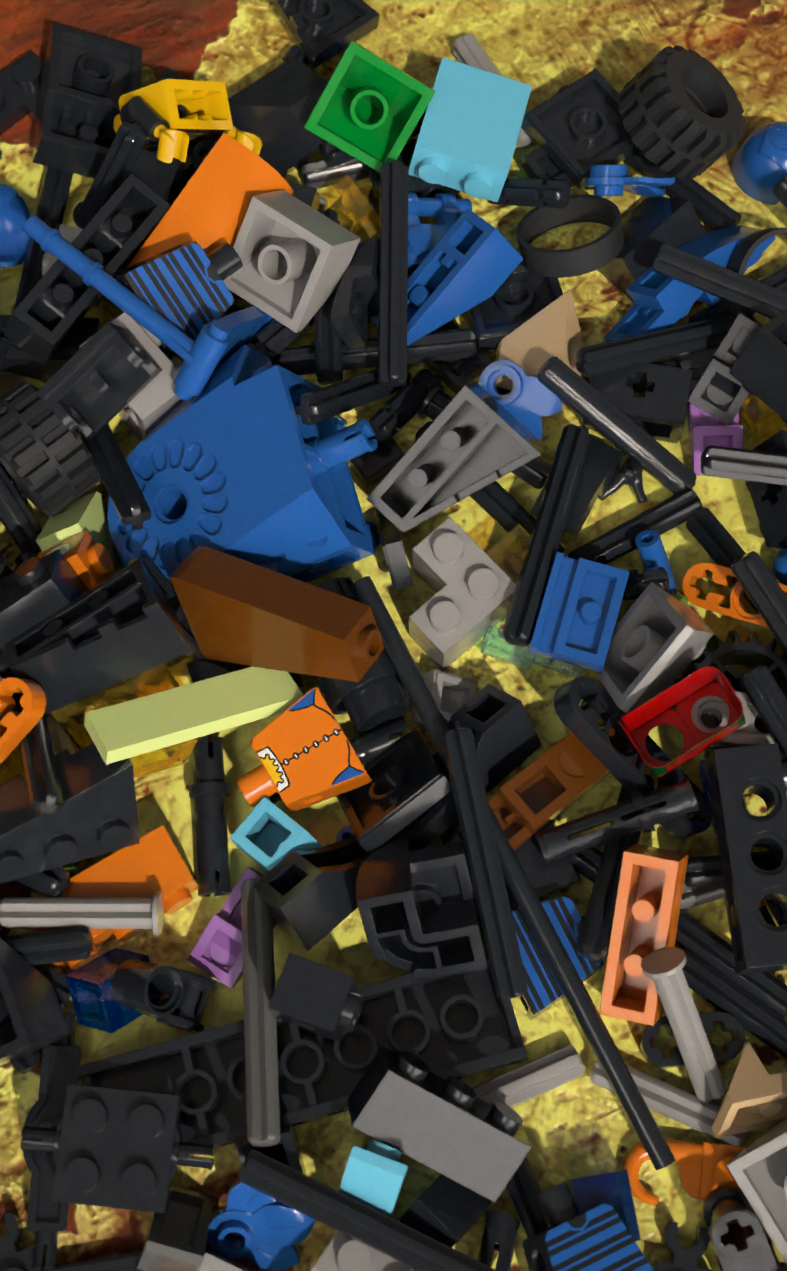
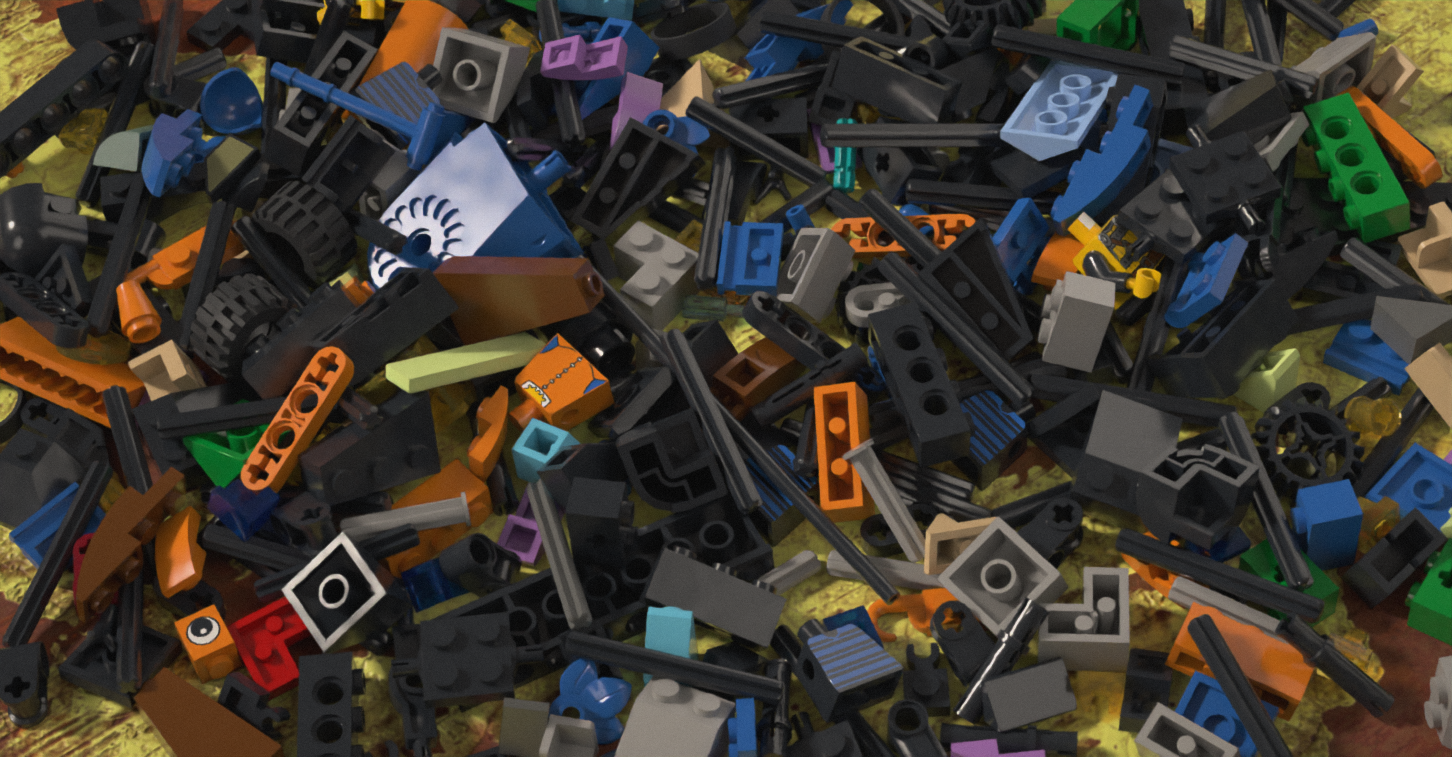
camera: 10 degrees left, 20 degrees down
(216, 788) = (492, 428): none -> orange slope
(418, 271) = (576, 60): none -> medium lavender slope
(480, 341) = (637, 100): none -> medium lavender slope
(659, 711) = (818, 298): red piece -> none
(732, 431) = (845, 164): none -> teal axle

